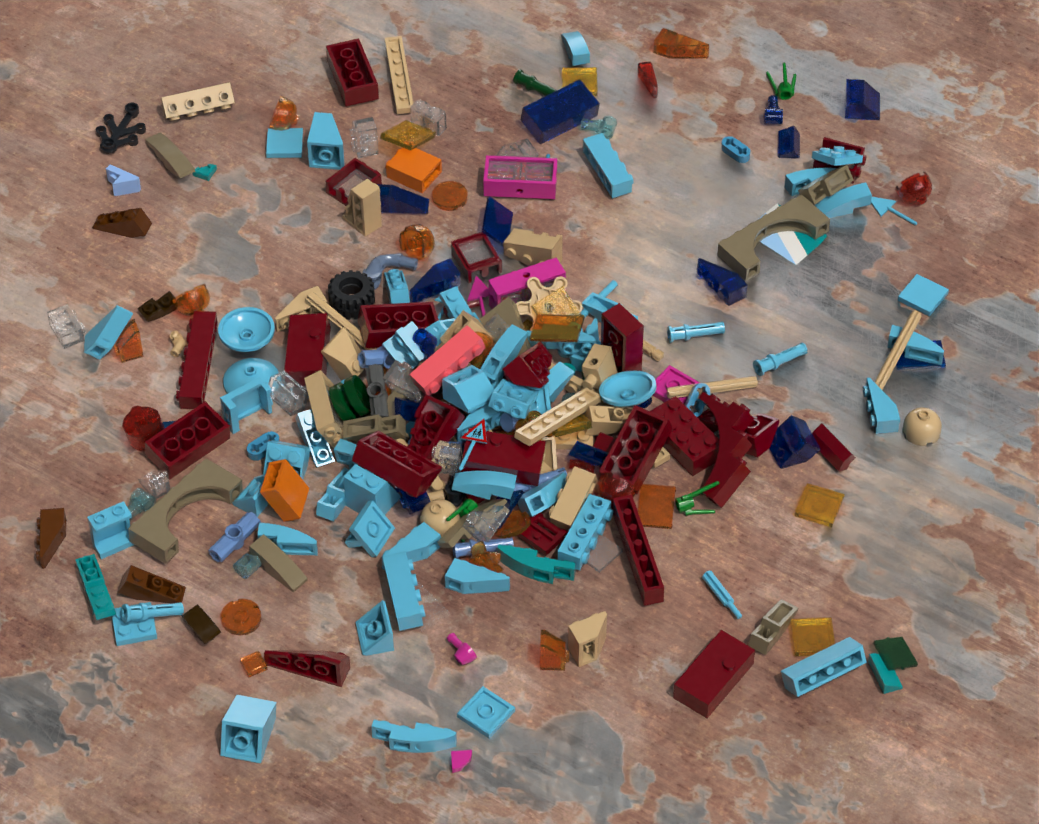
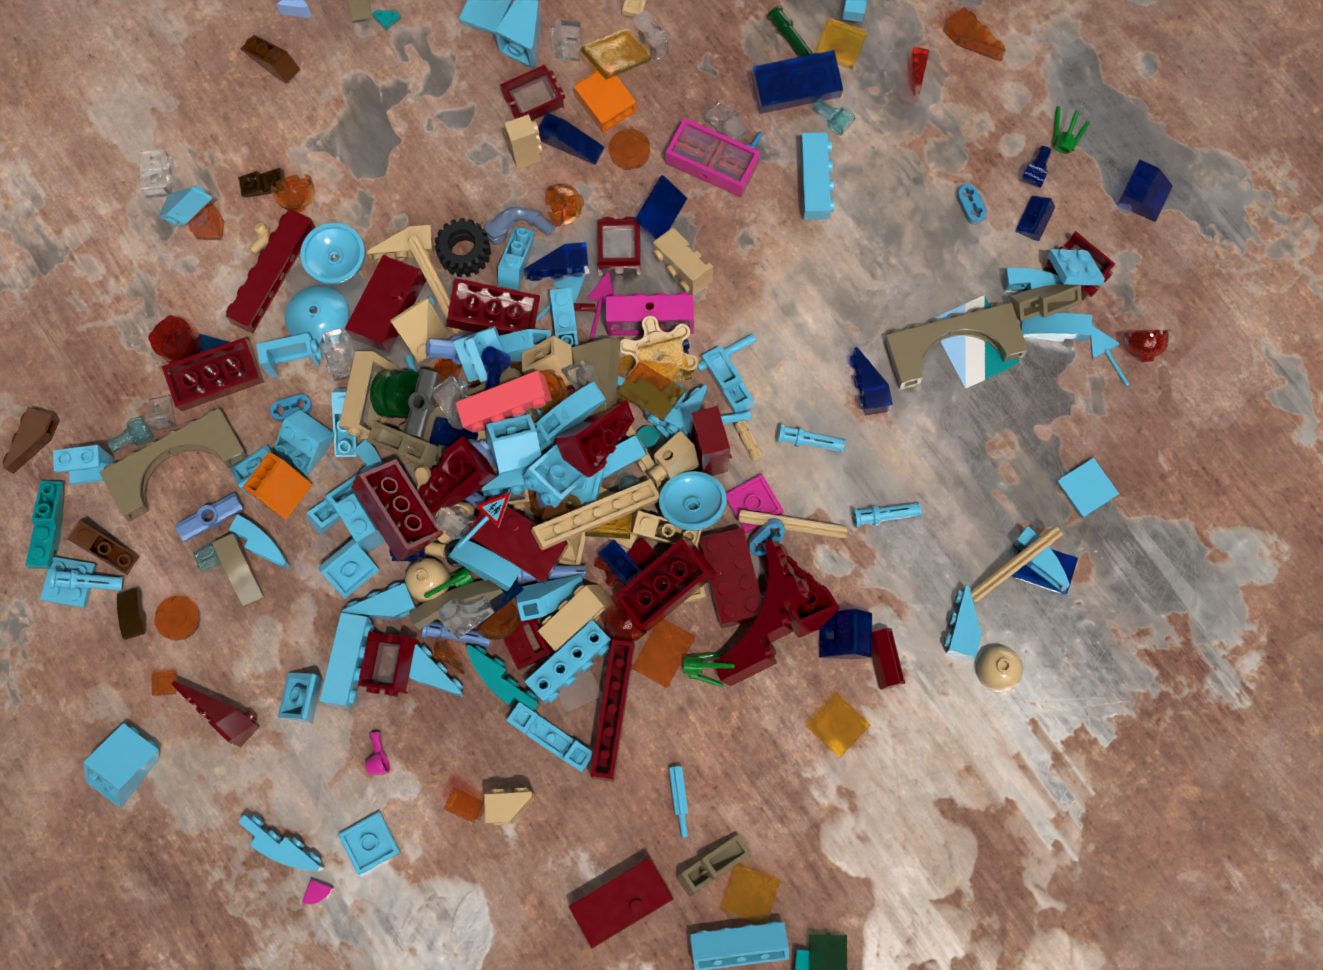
camera: 25 degrees right, 25 degrees up
(439, 579) = (387, 663): none -> dark red window
(596, 590) = (550, 737): none -> medium azure slope

